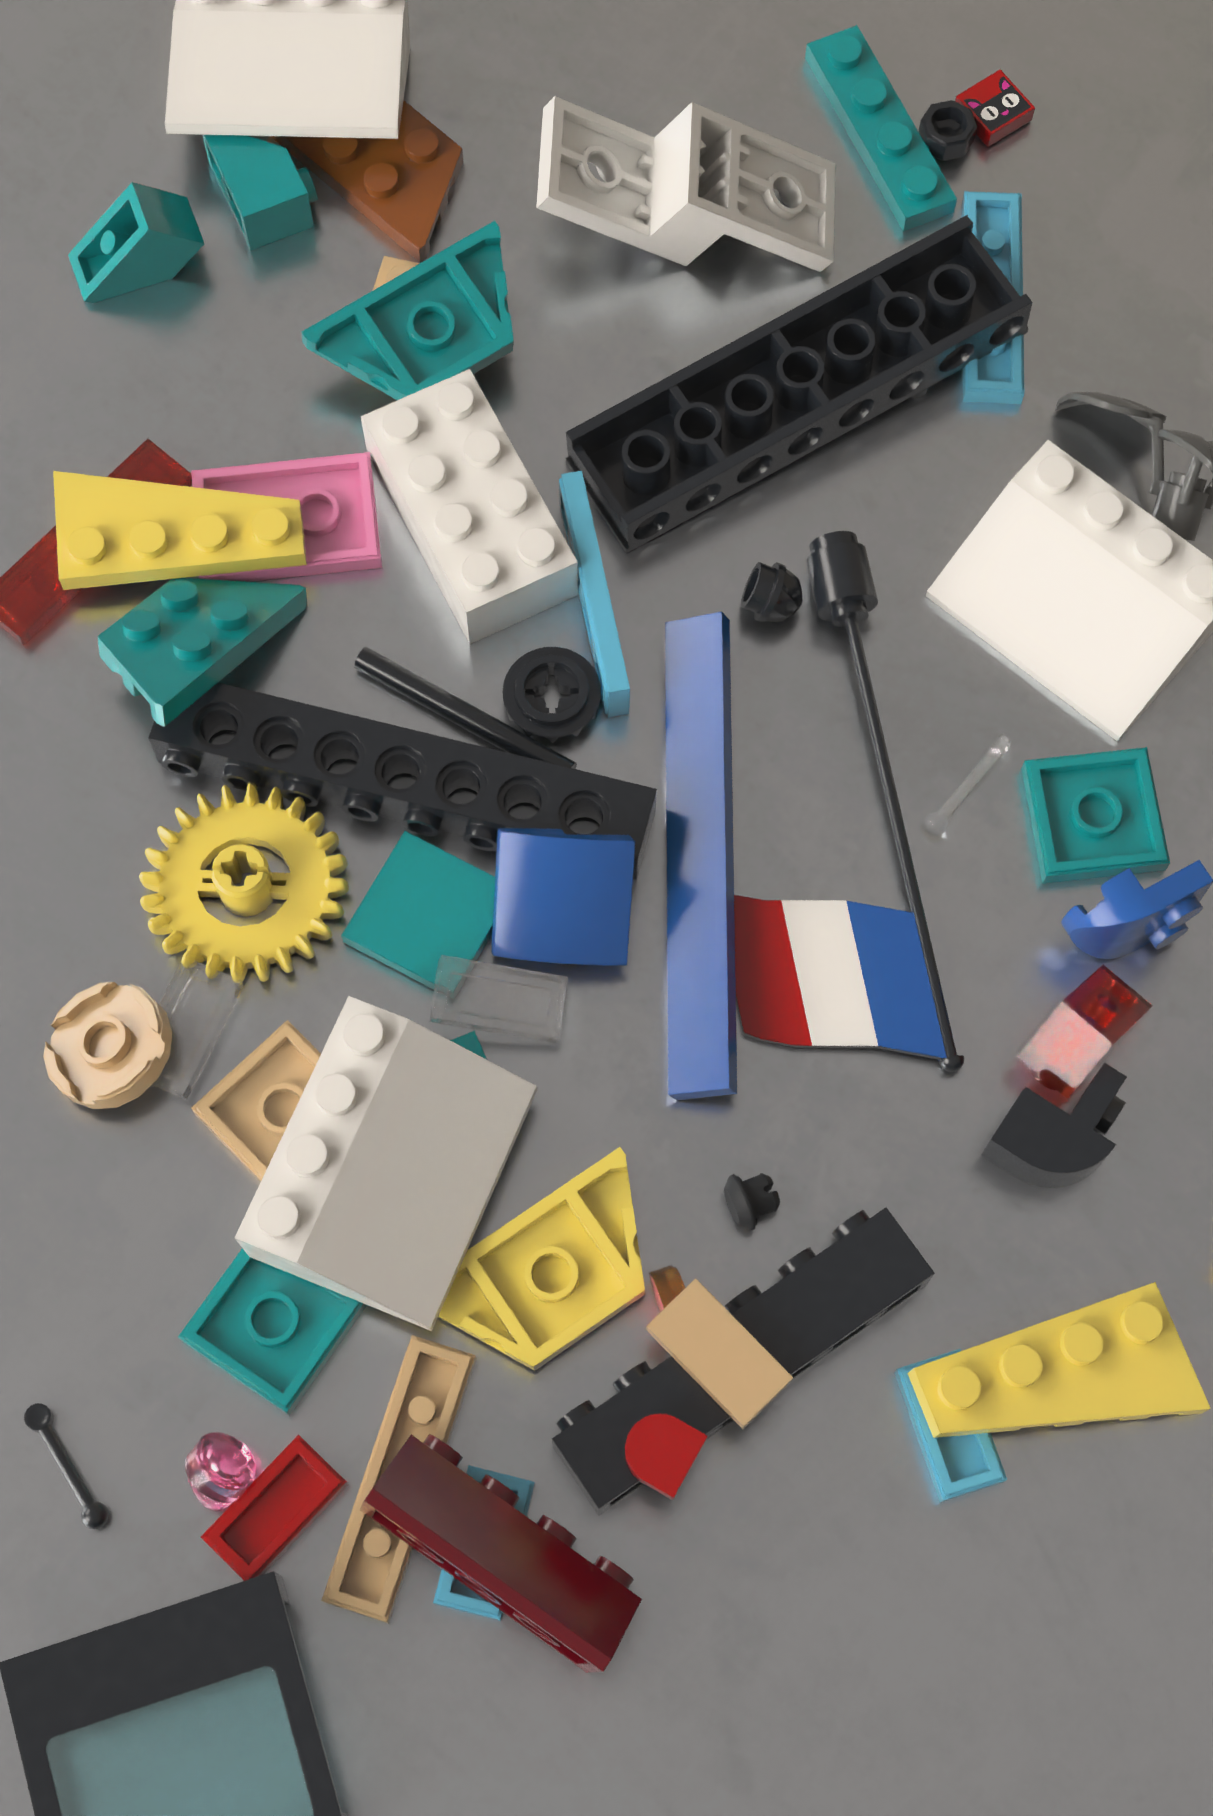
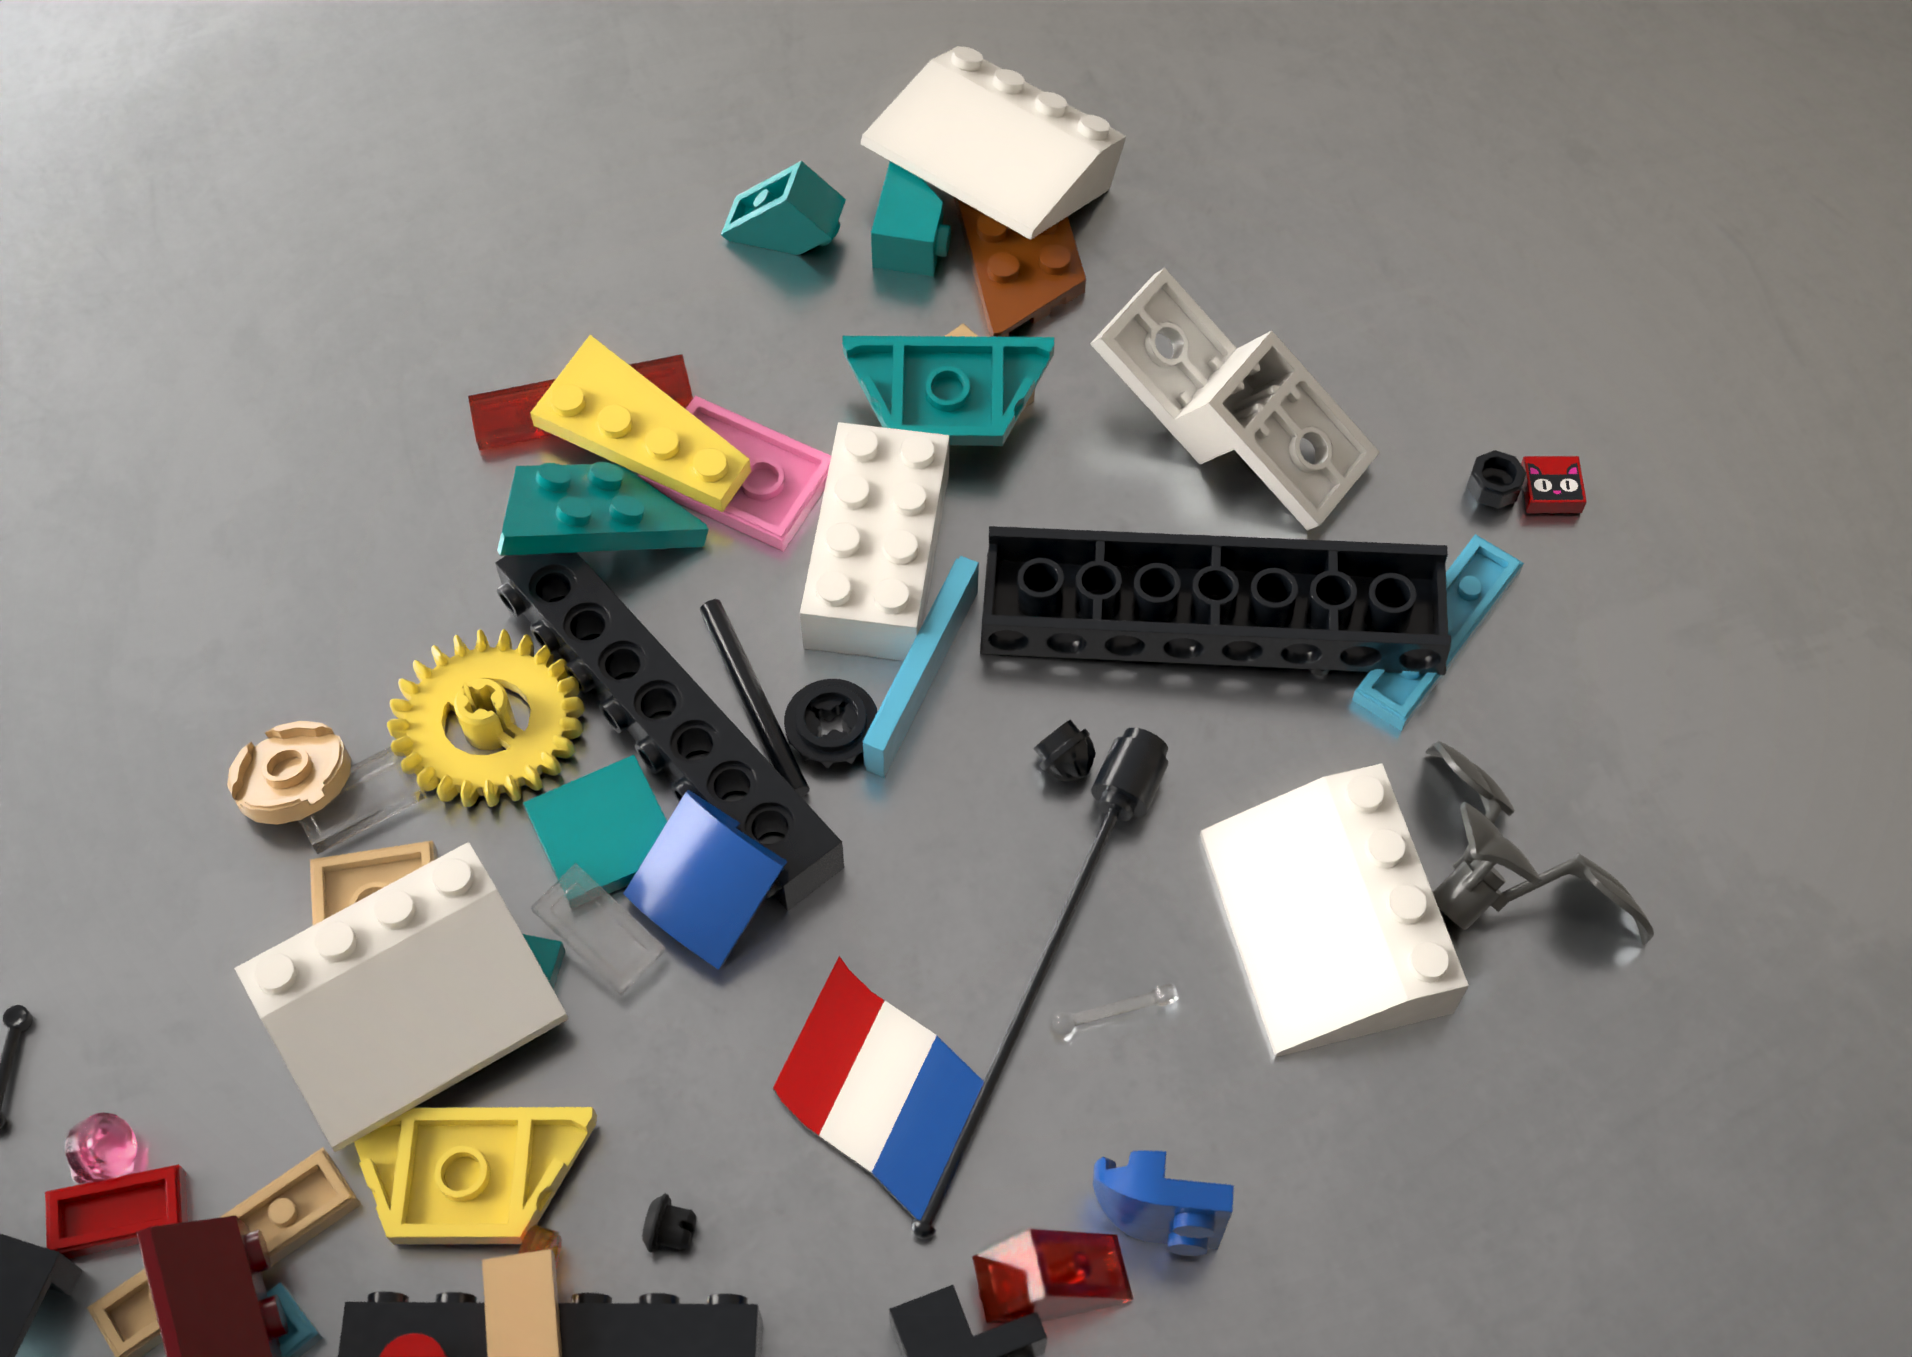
camera: 35 degrees right, 10 degrees down
(270, 1329) = (225, 1071): teal tile -> none
(700, 859) = (841, 927): tile -> none
(880, 128) = (1442, 449): teal plate -> none
(1095, 815) = (1205, 1104): teal tile -> none

